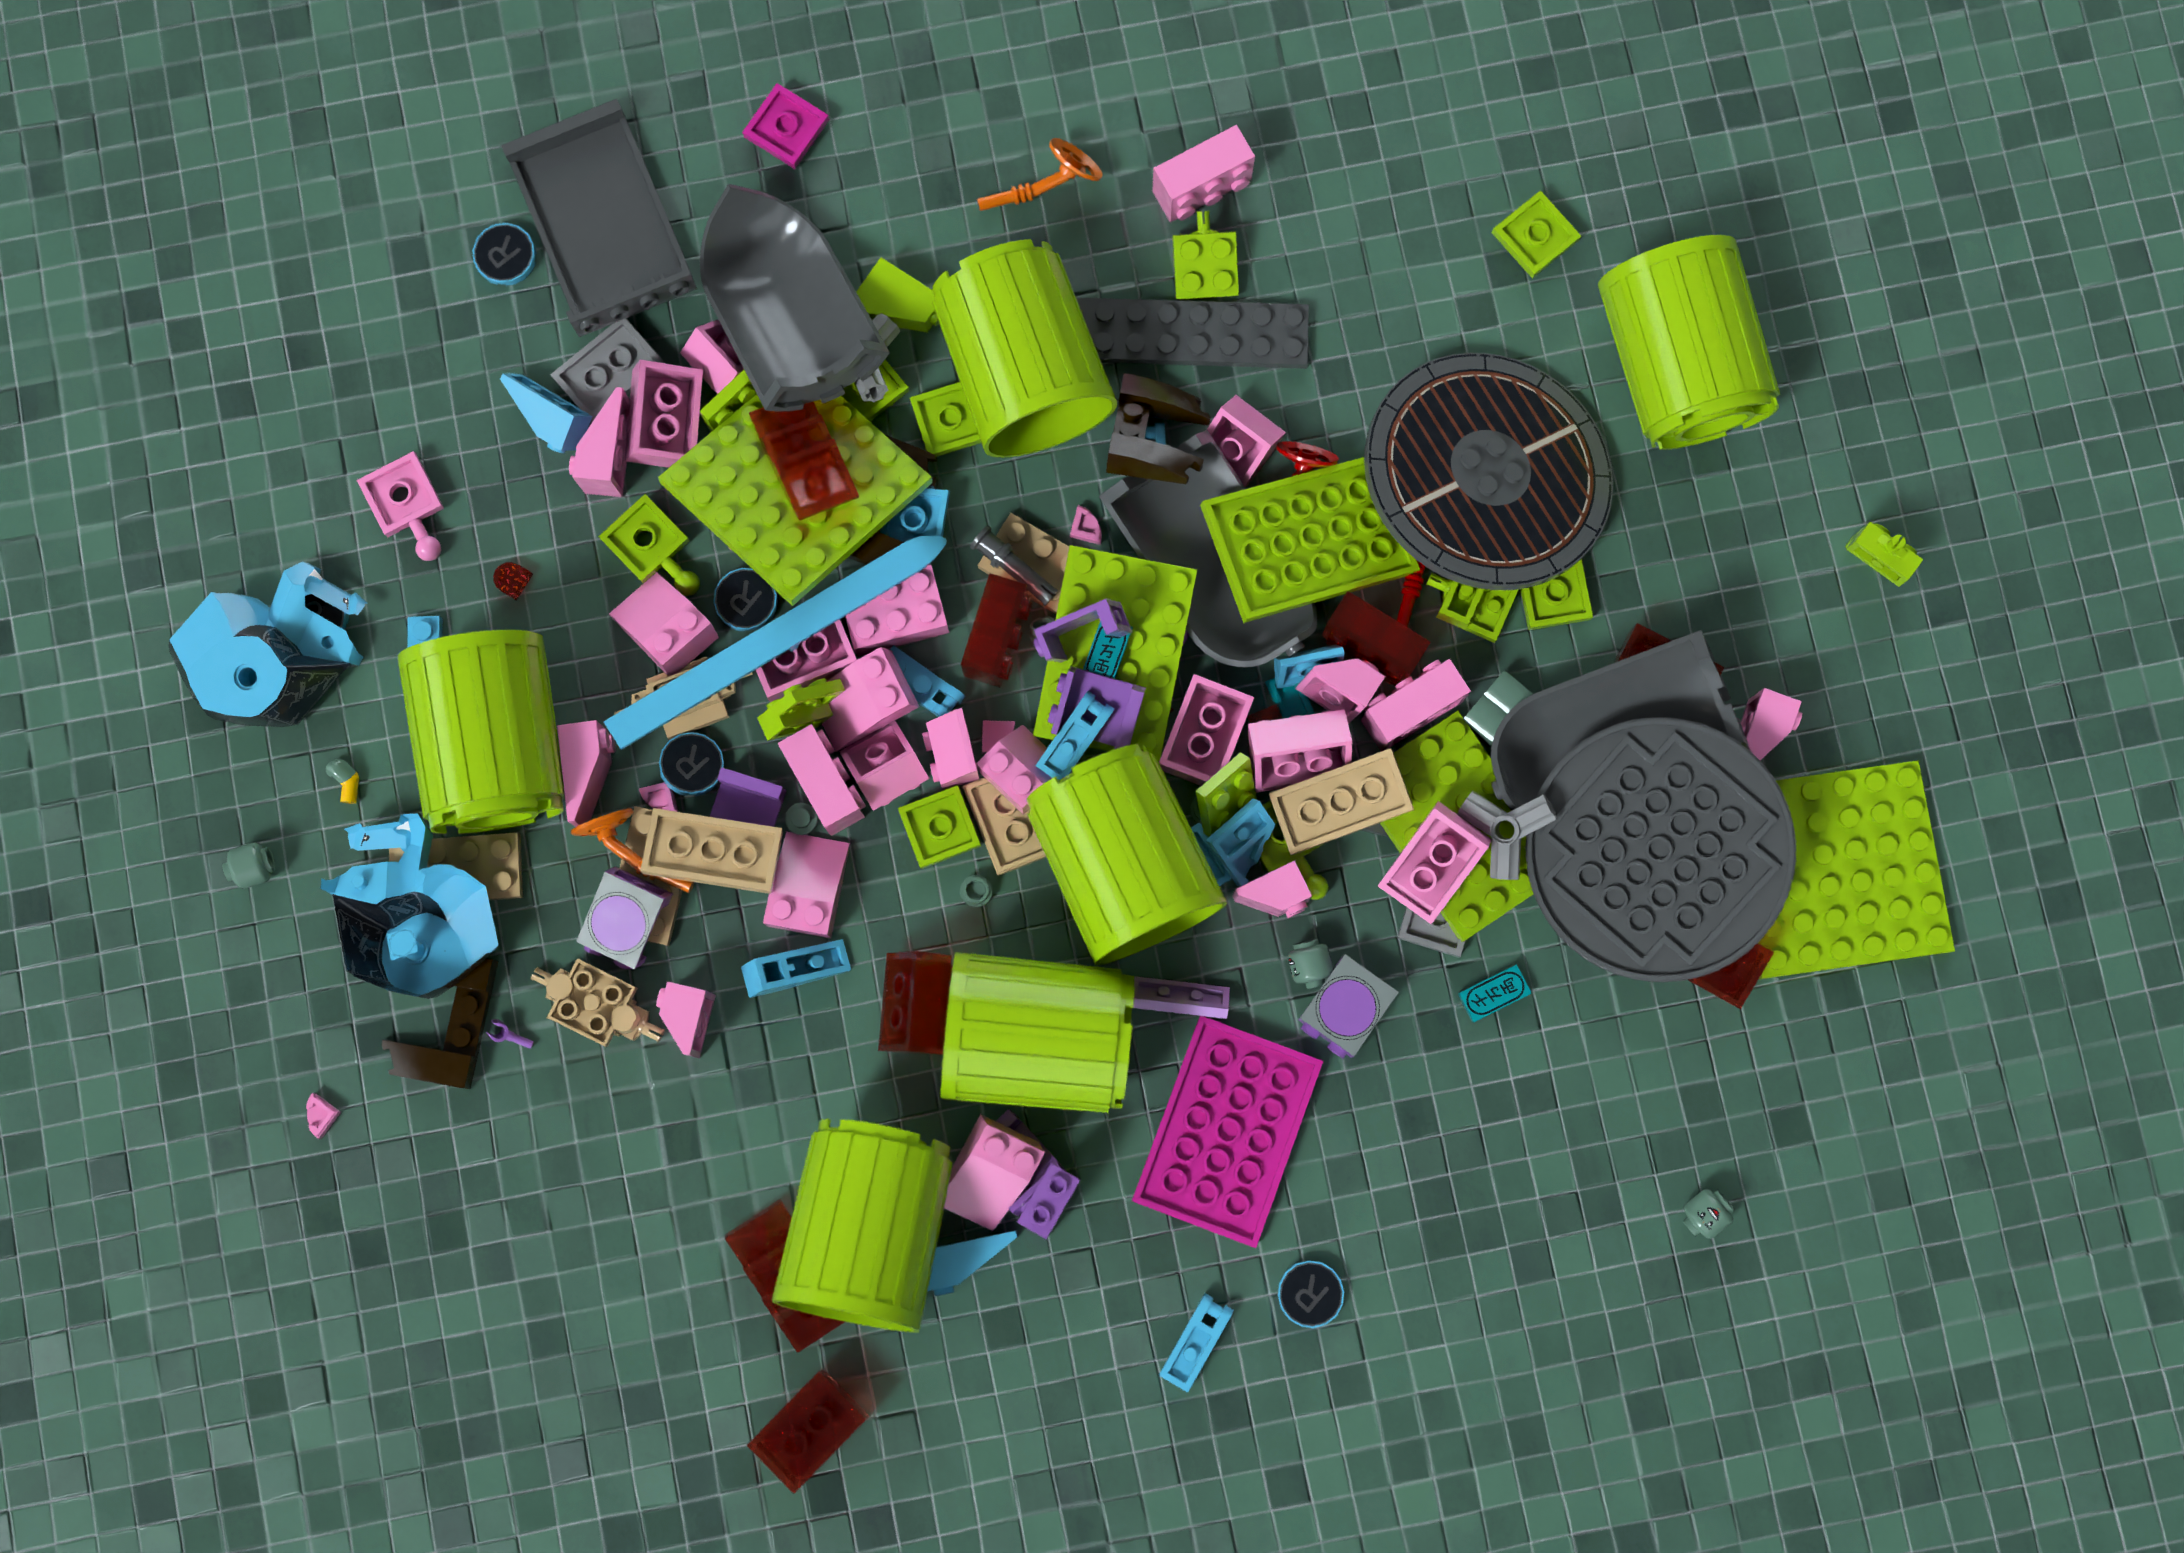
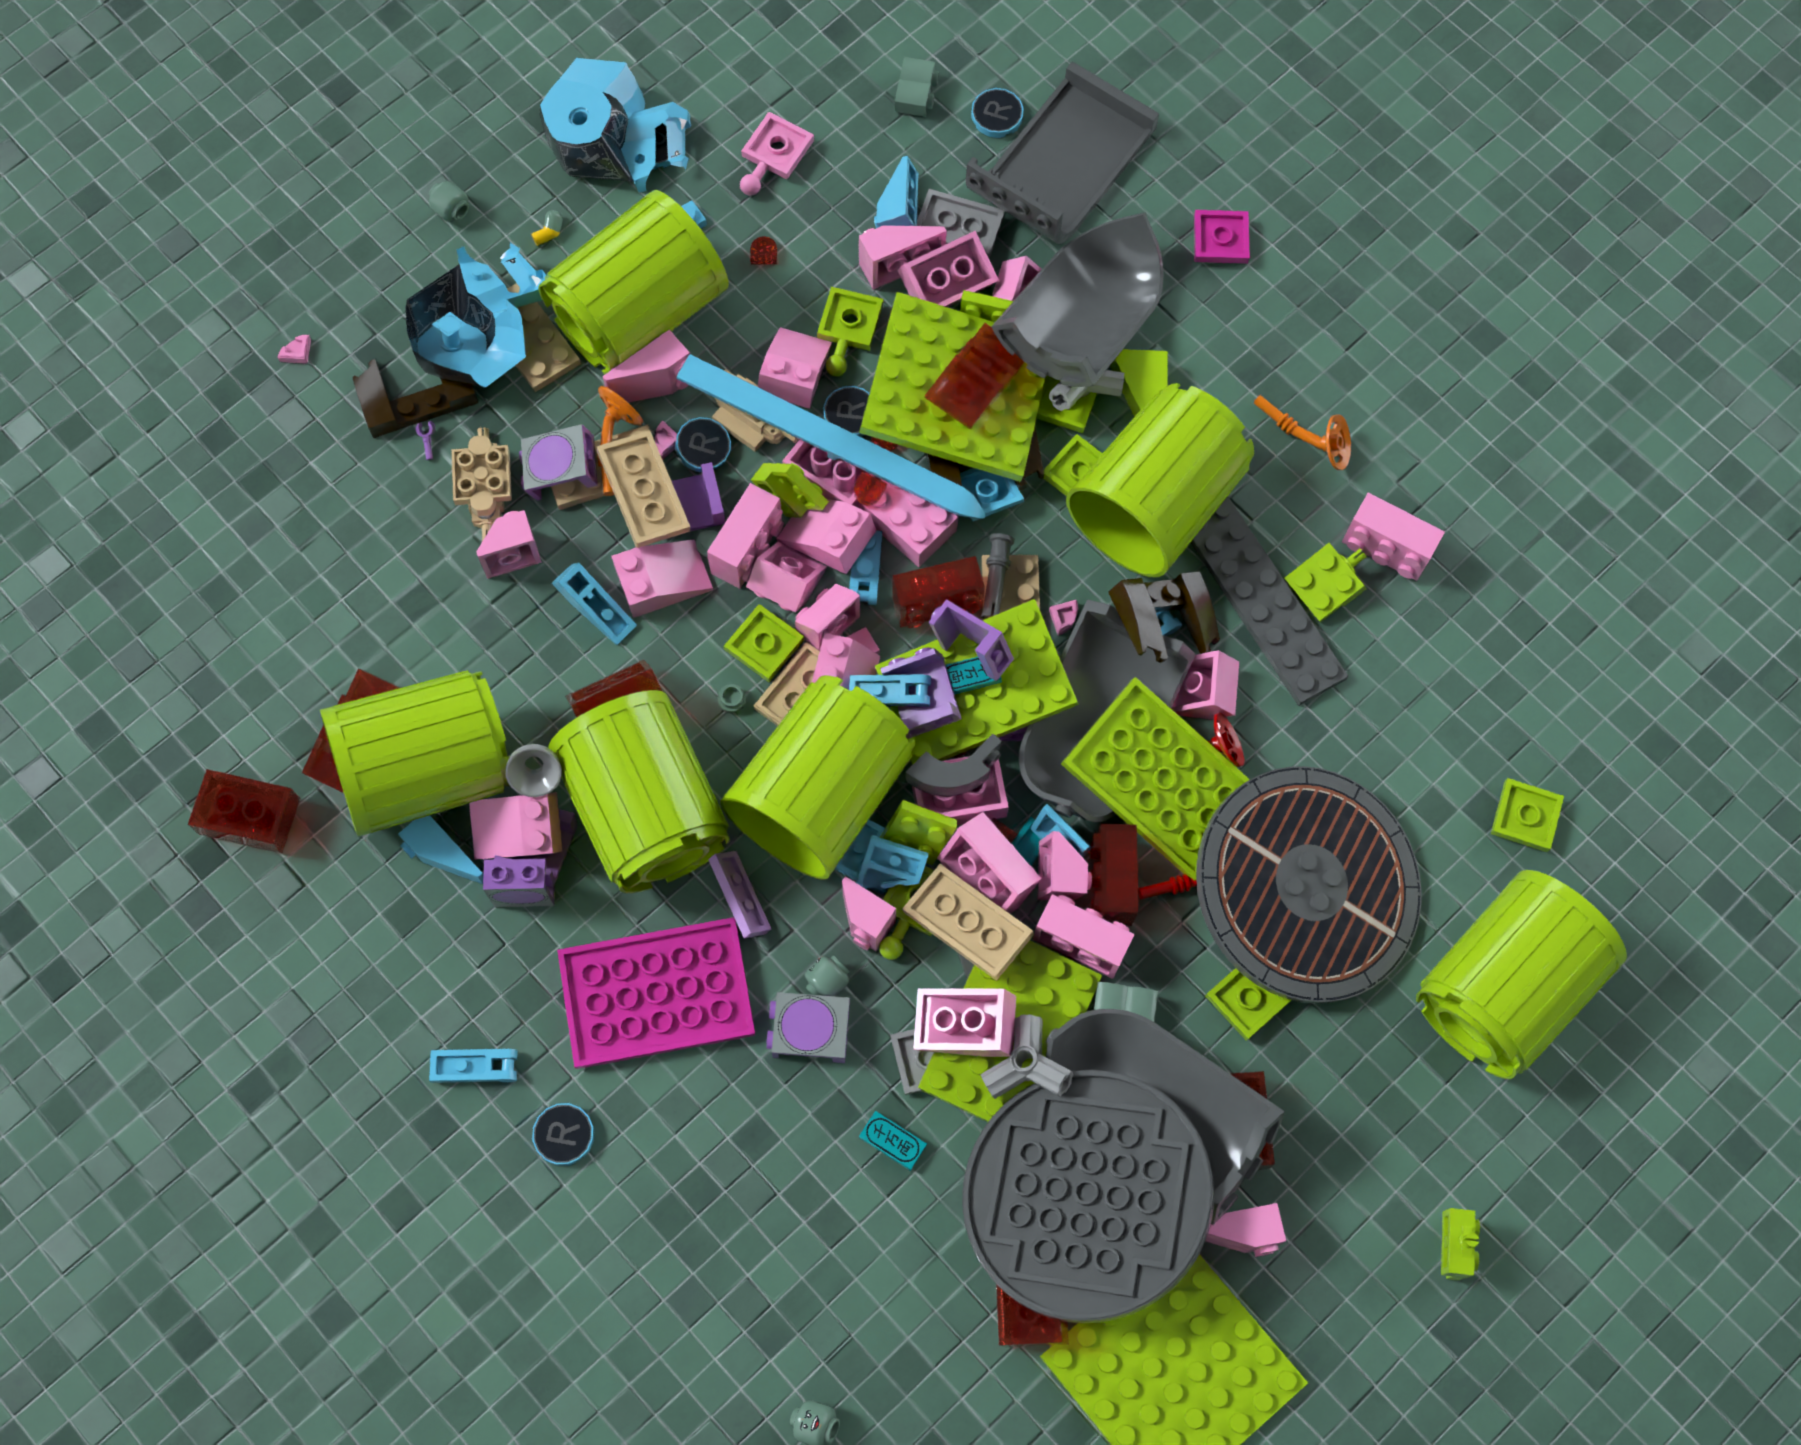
camera: 55 degrees right, 10 degrees down
(423, 316) = (915, 87): none -> sand green brick
(852, 632) = (868, 489): none -> clear red tile
(969, 1126) = (529, 781): none -> light grey piece
(1192, 743) = (954, 778): none -> dark grey arch
(1473, 608) = (1193, 943): lime plate -> none

